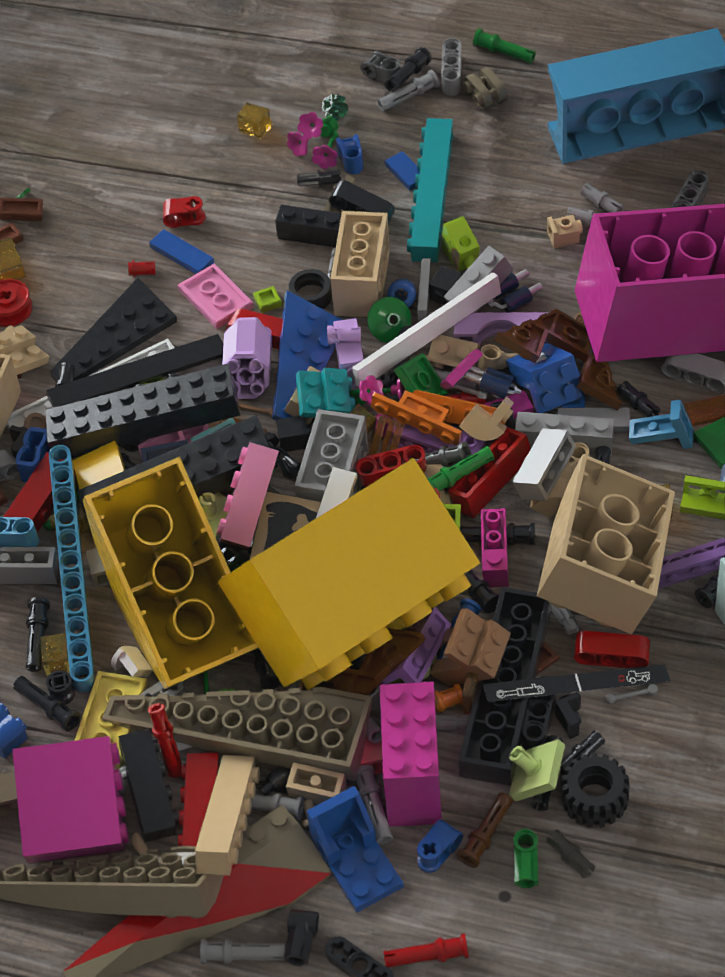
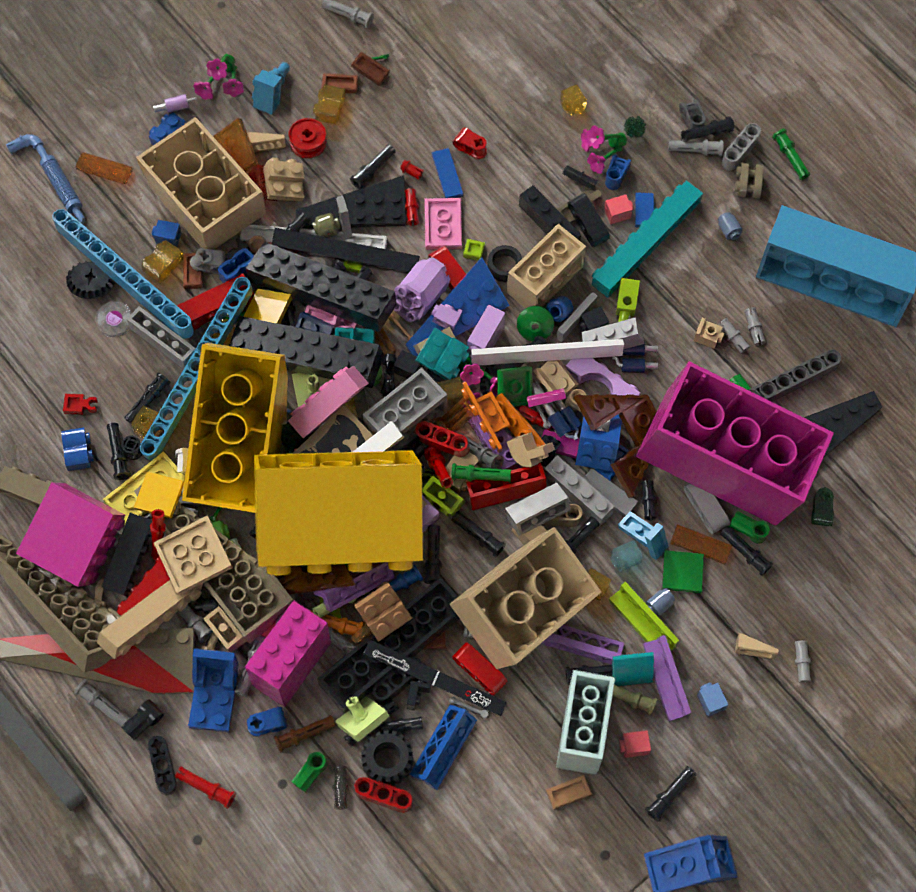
camera: 30 degrees right, 15 degrees up
(97, 296) = (367, 171): none -> black pin
(97, 360) = (326, 225): none -> olive head
(115, 335) = (344, 217): none -> light grey tile
(132, 698) = (159, 493): none -> yellow tile
(170, 299) = (411, 207): none -> red pin
(226, 727) = (193, 555): none -> tan plate
(296, 359) = (446, 316): none -> lavender brick
(338, 335) = (481, 319): lavender pin -> none
(381, 180) = (618, 209): none -> coral brick
(494, 547) = (464, 542): dark pink slope -> none
(501, 134) = (729, 226): none -> sand blue brick
(629, 818) = (376, 787): none -> red beam
(645, 738) = (447, 746): none -> blue fence
(663, 459) = (626, 556): none -> clear light blue brick

